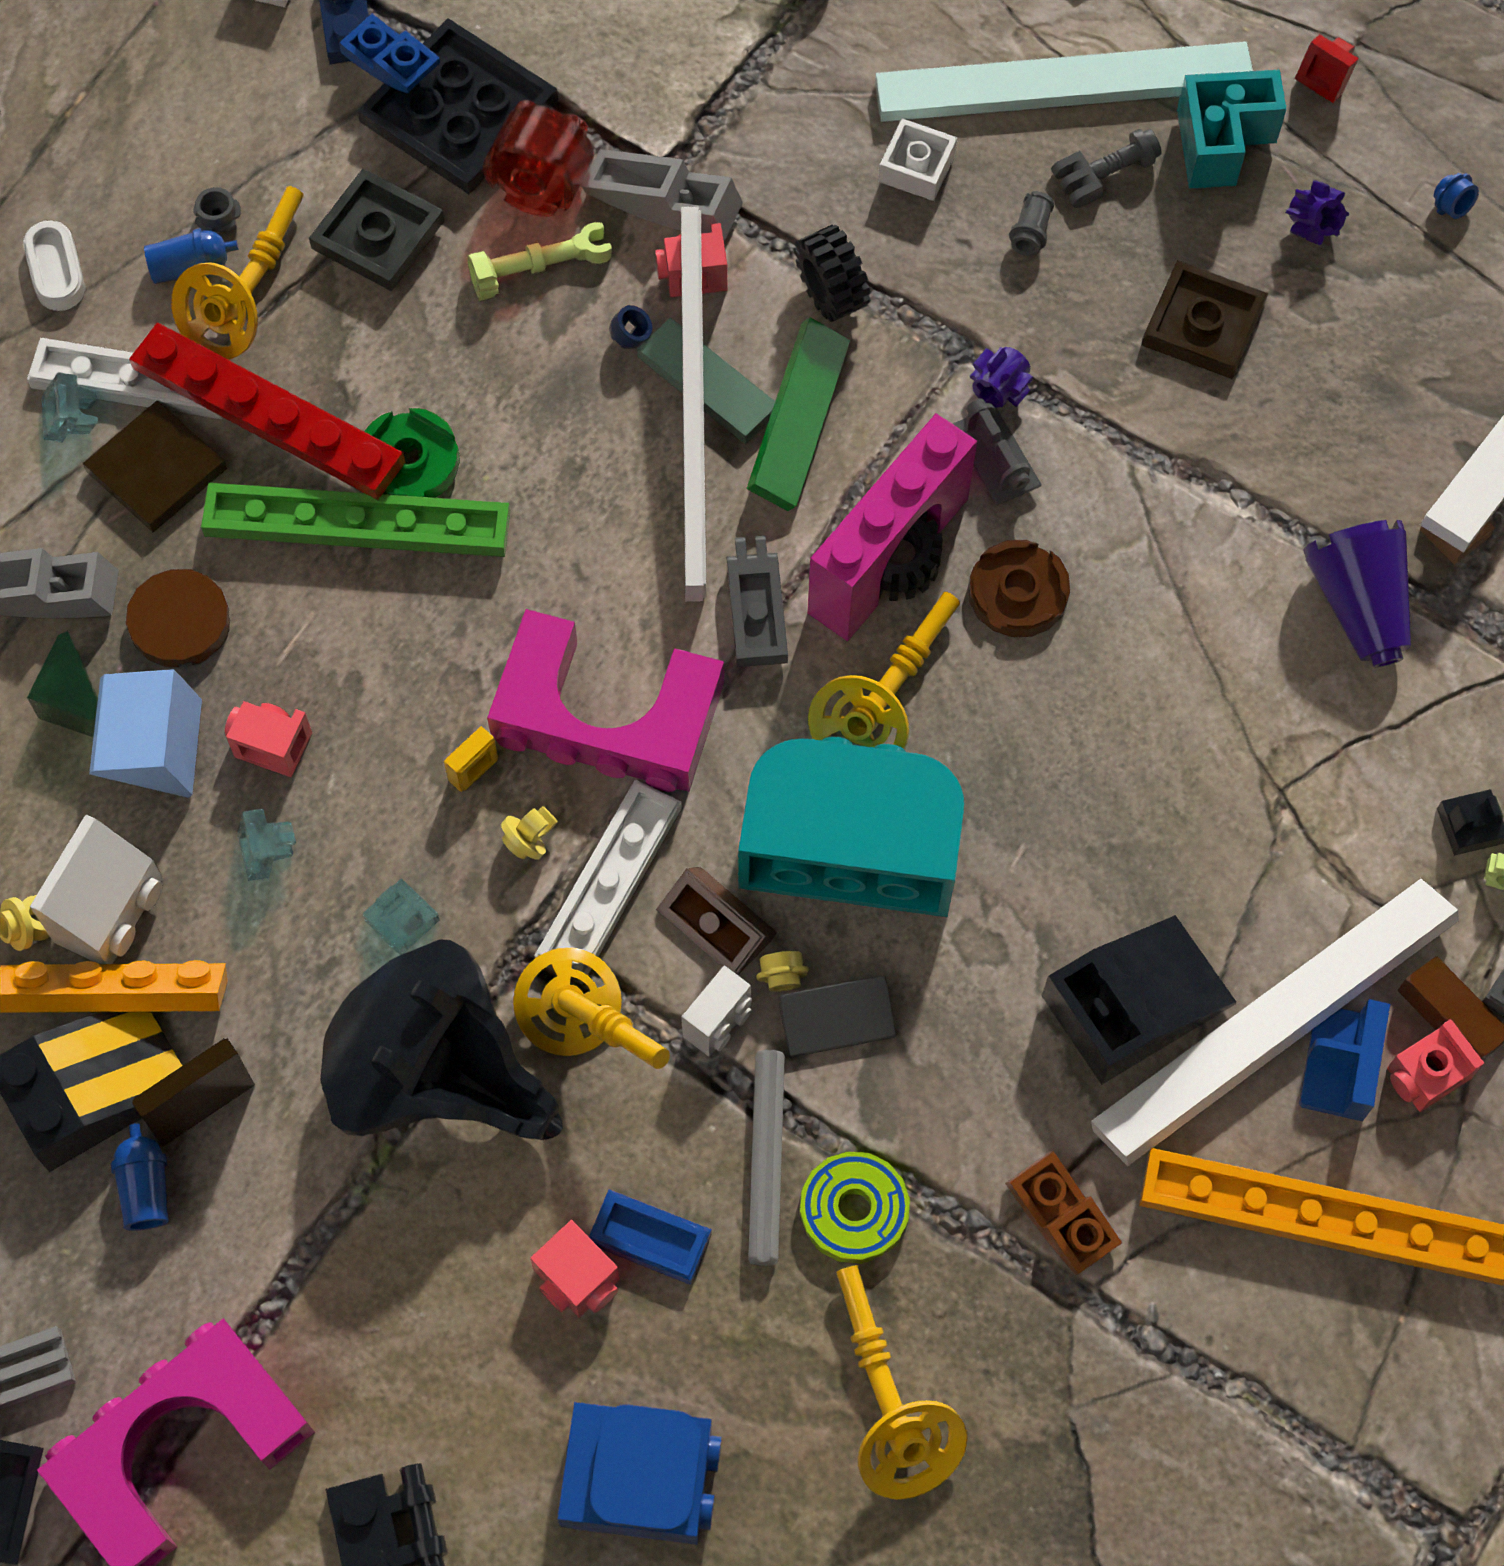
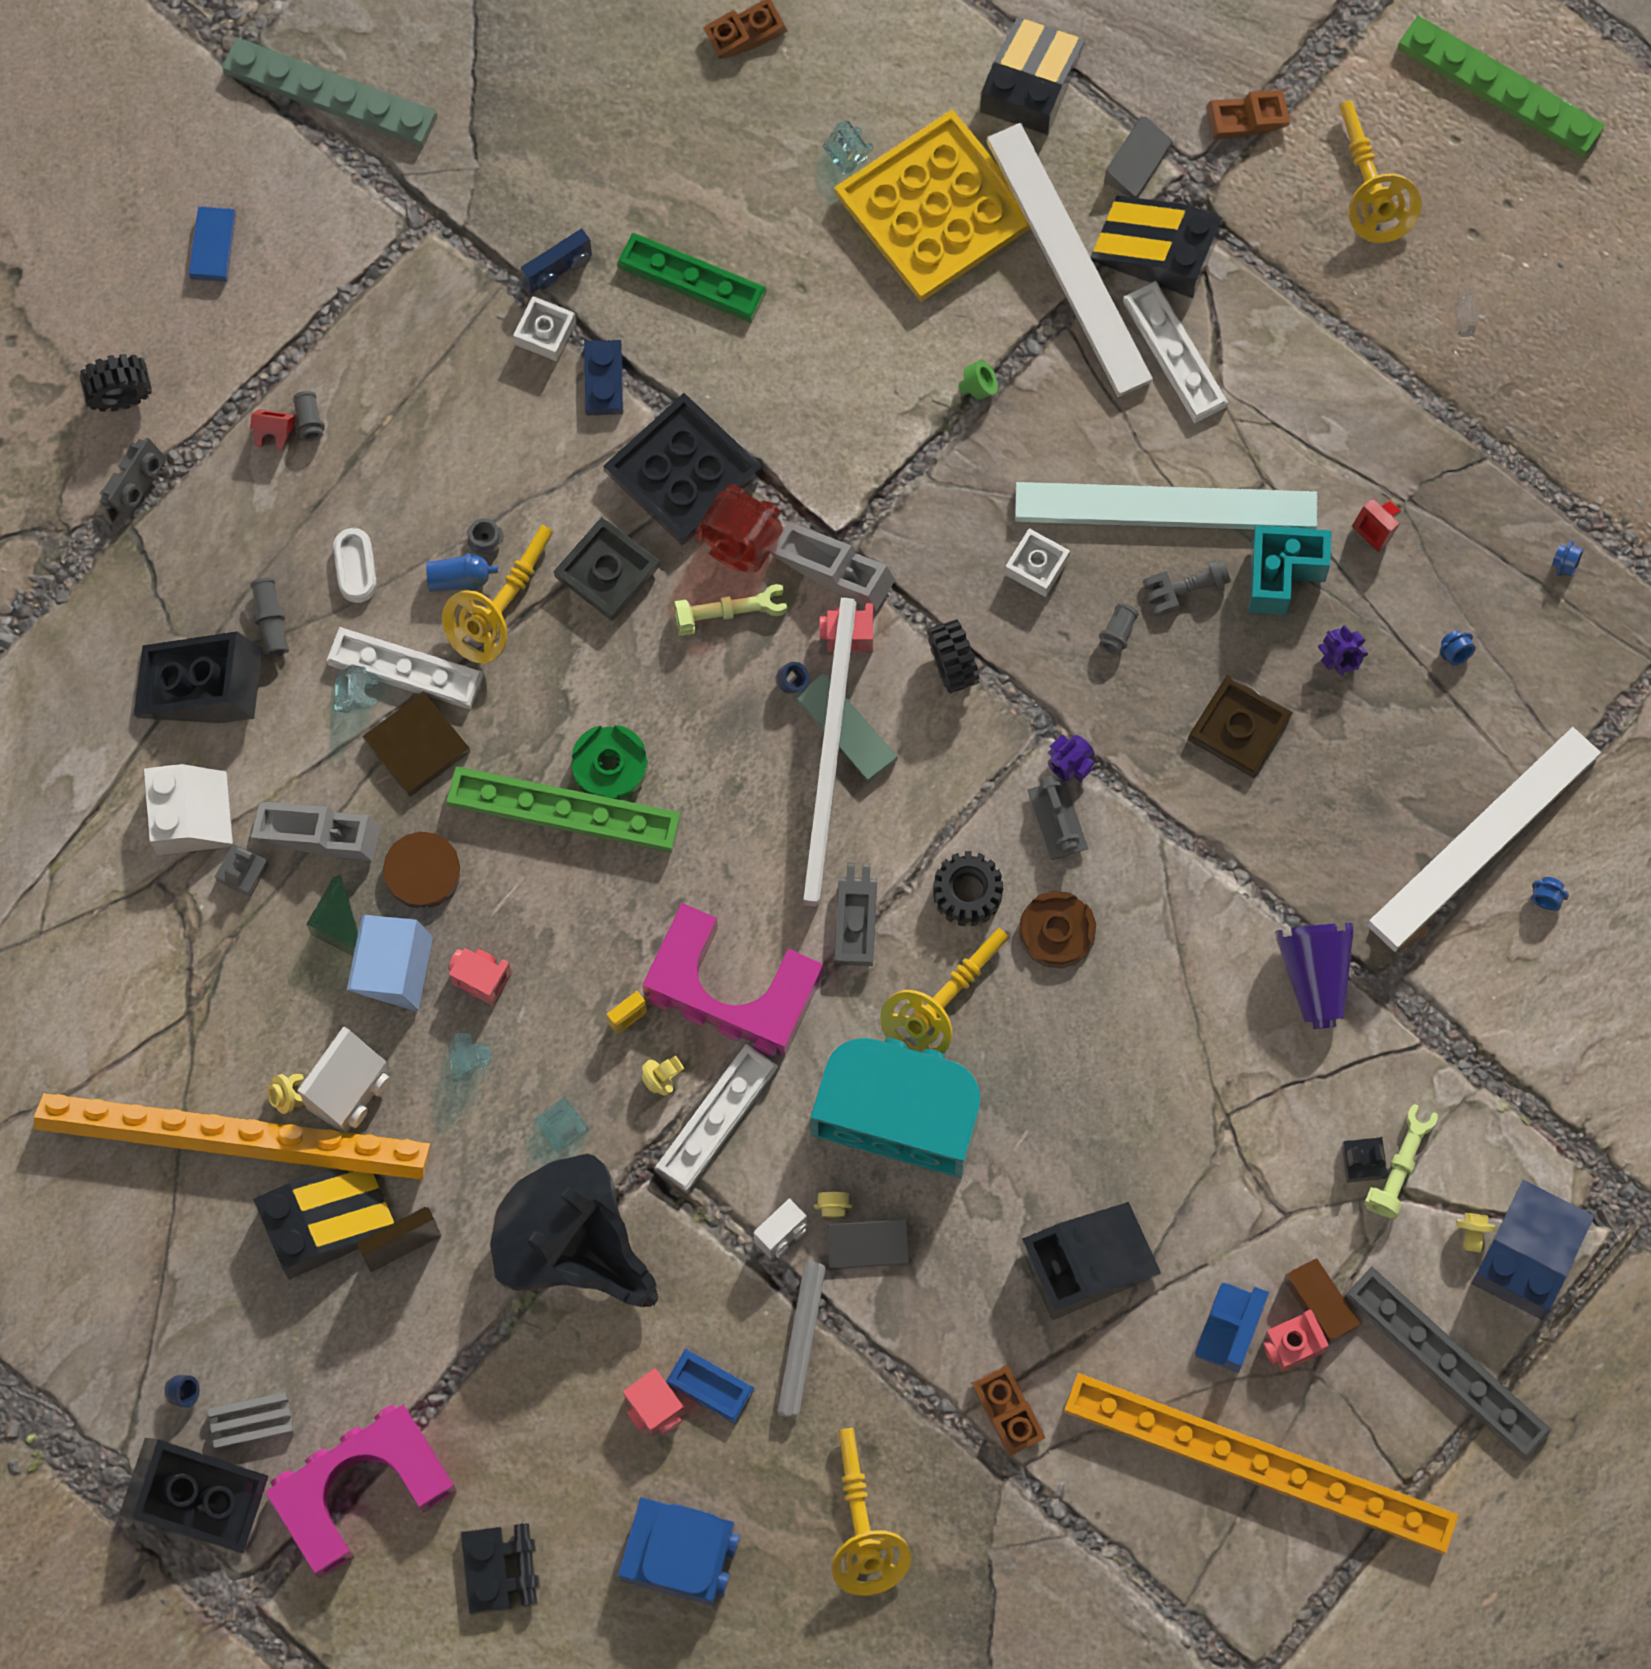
camera: 10 degrees right, 5 degrees up
(141, 1181) = (354, 1296): blue piece -> none
(267, 411) = (506, 713): red plate -> none
(387, 56) = (633, 422): blue slope -> none
(569, 1002) = (681, 1215): yellow dish -> none
(715, 920) = (791, 1158): reddish brown slope -> none
(798, 414) = (911, 766): green tile -> none
(848, 567) = (996, 842): dark pink arch -> none
(859, 1175) = (865, 1362): lime tile -> none
(1274, 1022) = (1187, 1290): white tile -> none

